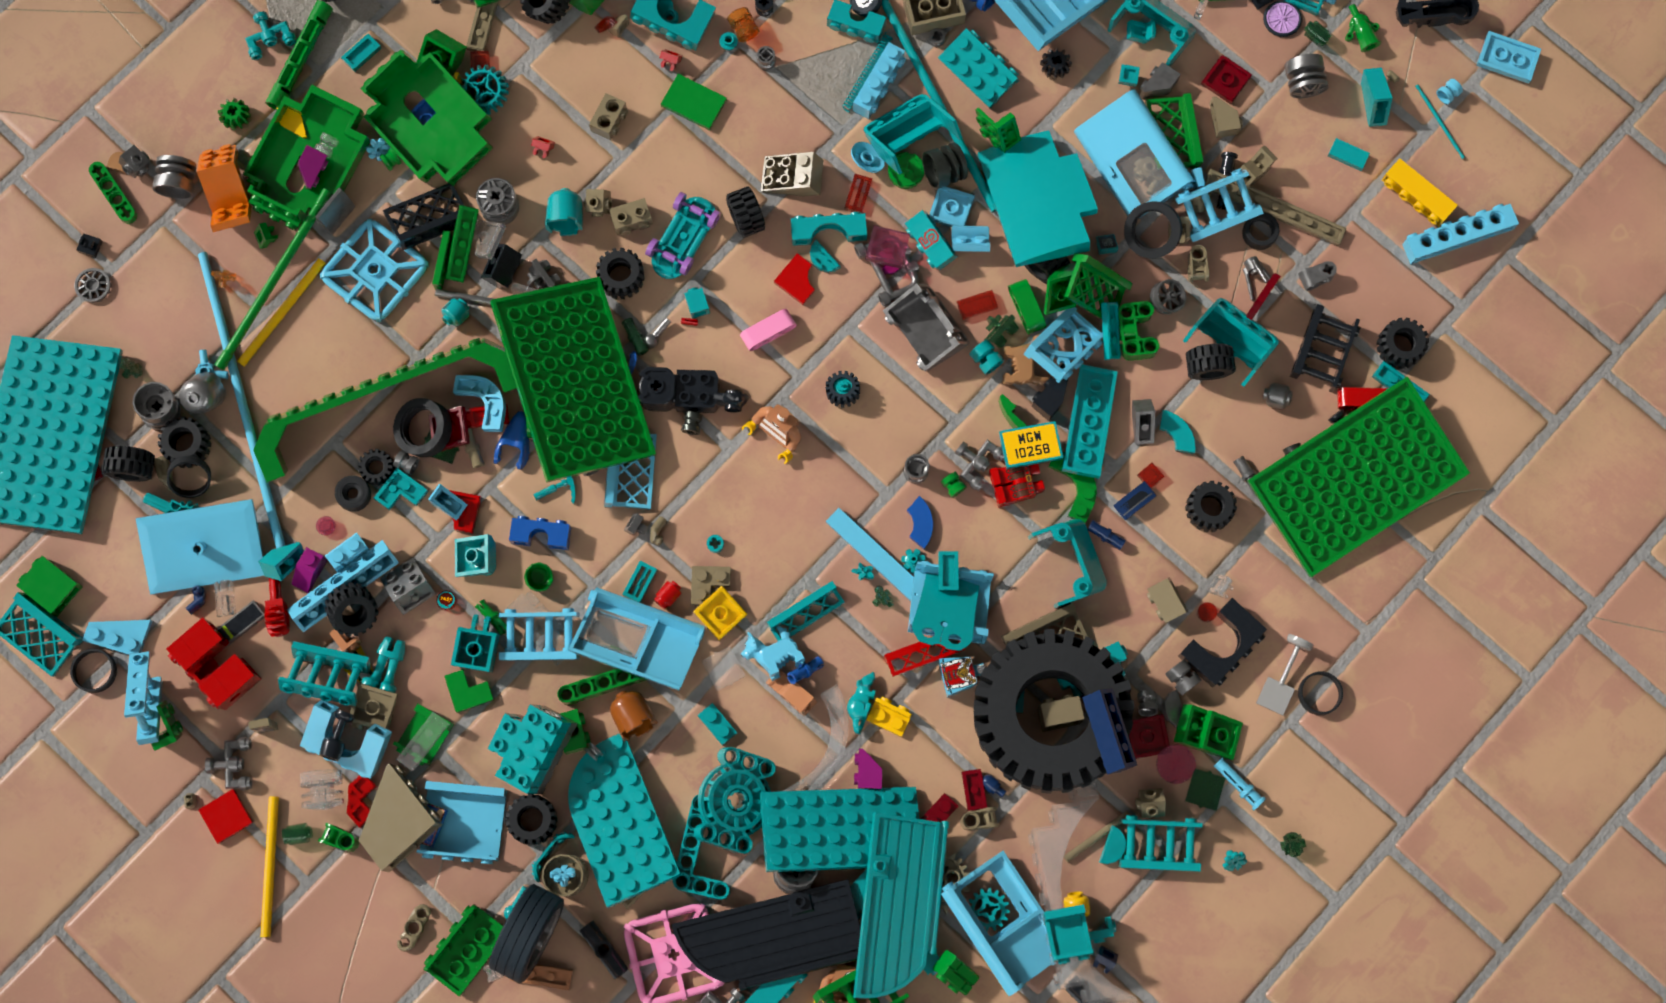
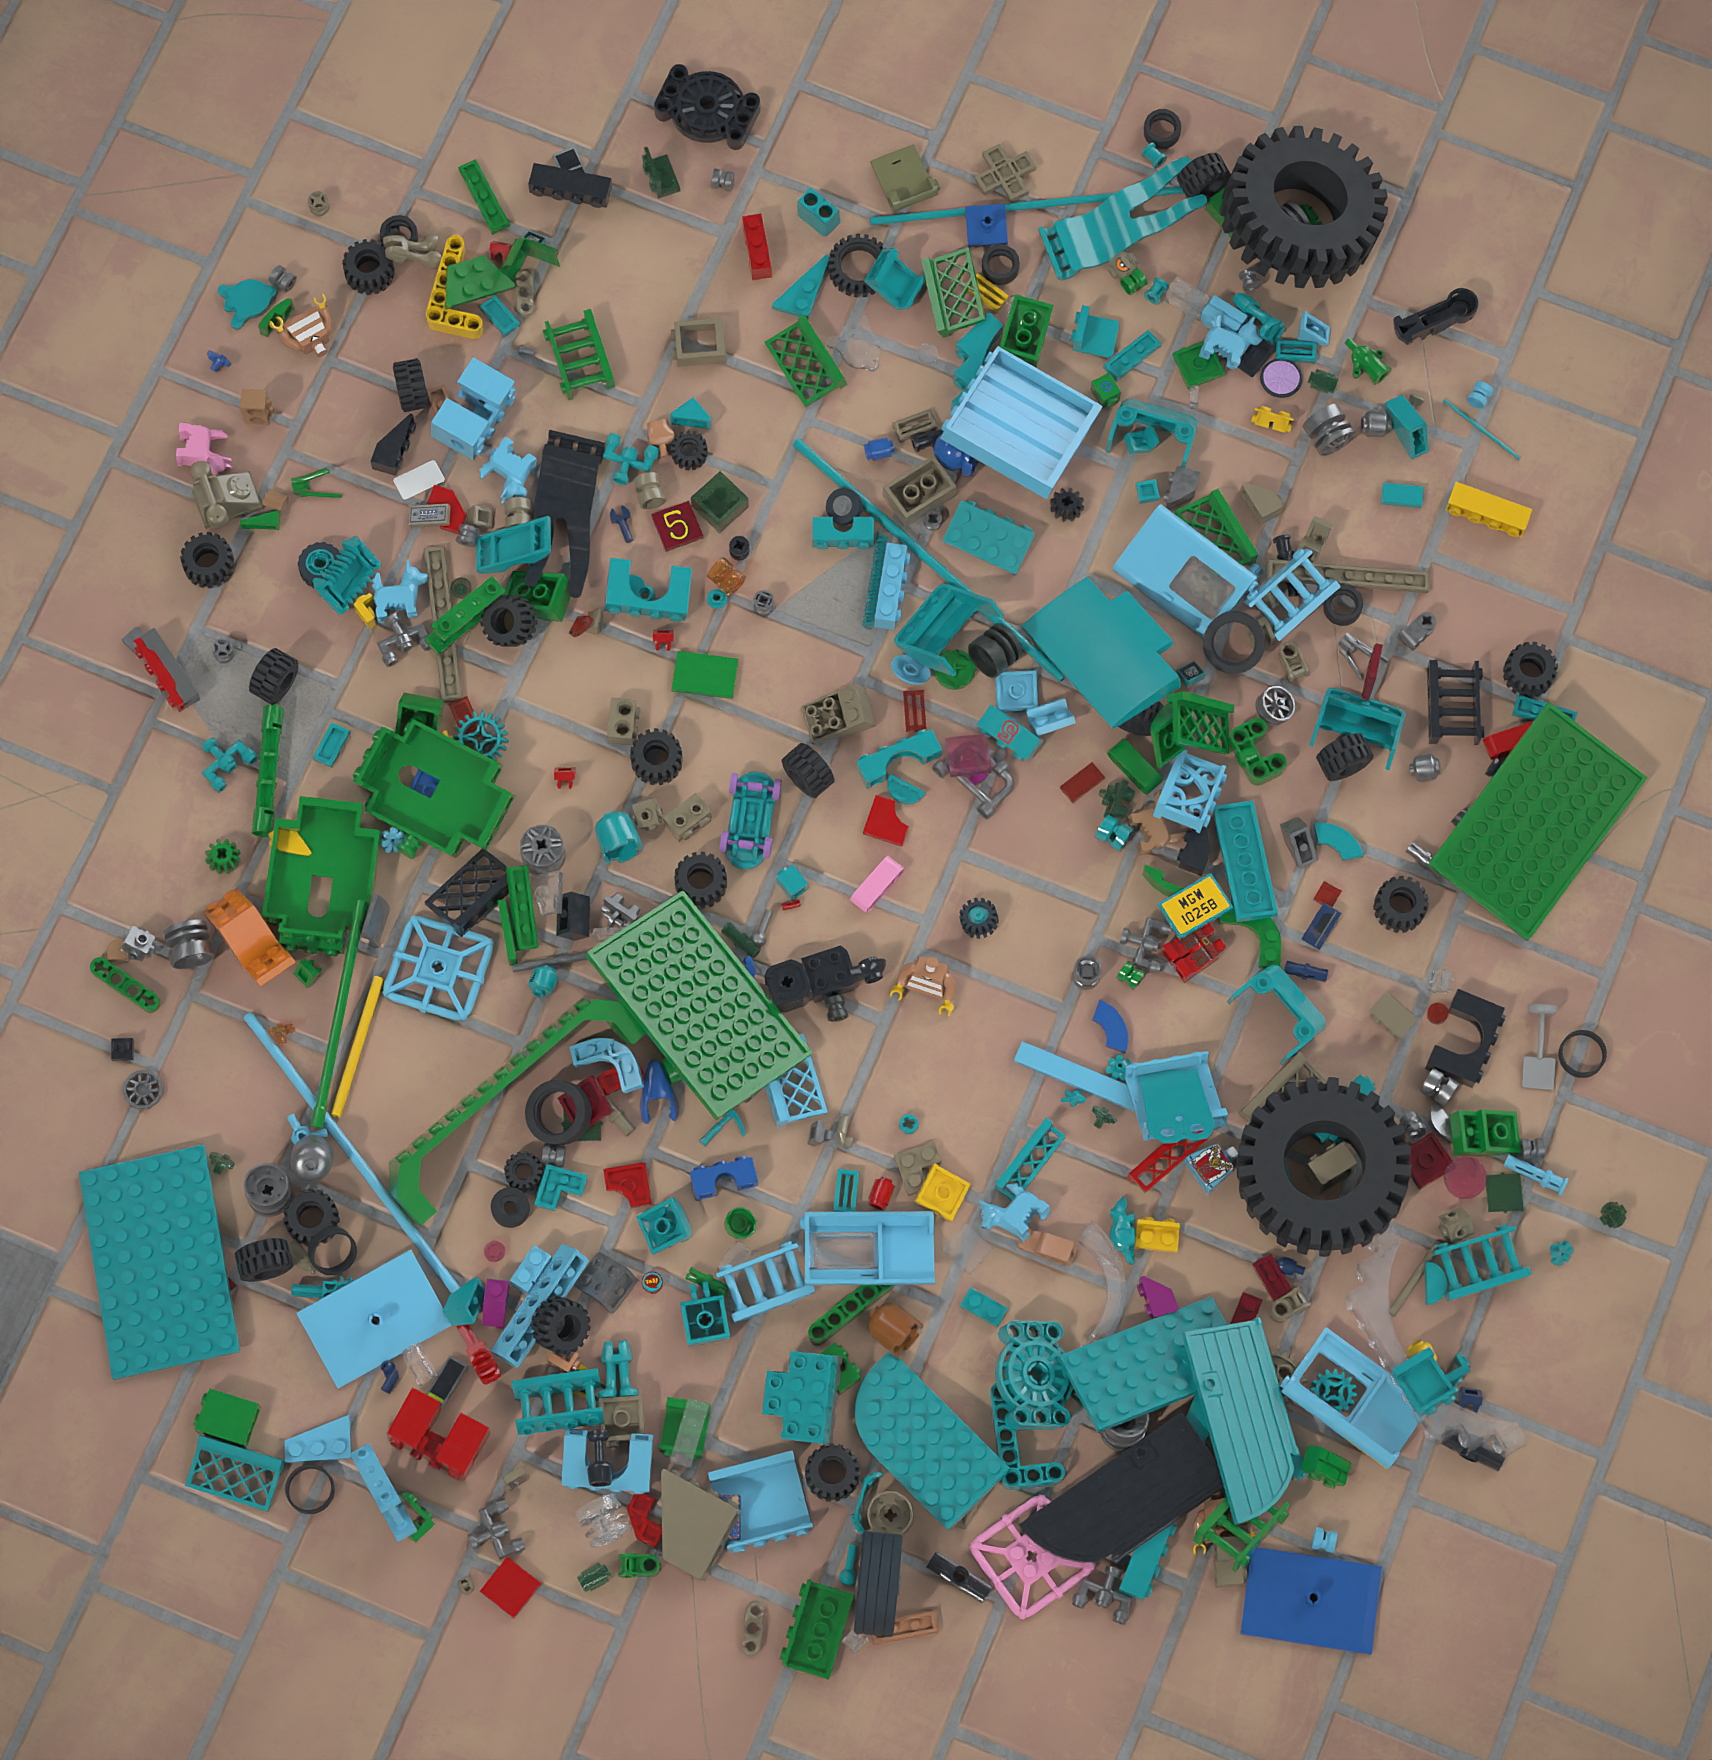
camera: 20 degrees left, 5 degrees down
(269, 866) = (577, 1622): yellow piece -> none
(310, 164) = (330, 882): magenta slope -> none
(326, 144) = (339, 854): clear wheel -> none
(447, 502) = (615, 1180): medium azure slope -> none
(465, 696) = (711, 1374): green tile -> none
(562, 875) = (890, 1513): medium azure plant -> none
(593, 751) = (869, 1379): flat silver bush -> none
(624, 142) = (652, 741): none -> black tyre
(805, 670) = (1053, 1218): blue pin -> none
(926, 325) = (1039, 823): flat silver windscreen -> none
(948, 571) = (1161, 1064): teal tile -> none
(1003, 133) = (1041, 598): green bracket -> none
(1109, 731) = (1390, 1161): dark blue brick -> none
(1110, 328) = (1230, 761): teal tile -> none
(1197, 175) = (1259, 571): medium azure tile -> none
(1226, 79) = (1248, 460): dark red tile -> none
(1244, 760) = (1532, 1148): none -> flat silver wheel
(1267, 54) = (1280, 420): none -> yellow hinge
(1348, 85) = (1375, 423): none -> flat silver head
(1418, 252) = (1510, 571): medium azure brick -> none
(1508, 57) = (1526, 339): medium azure plate -> none

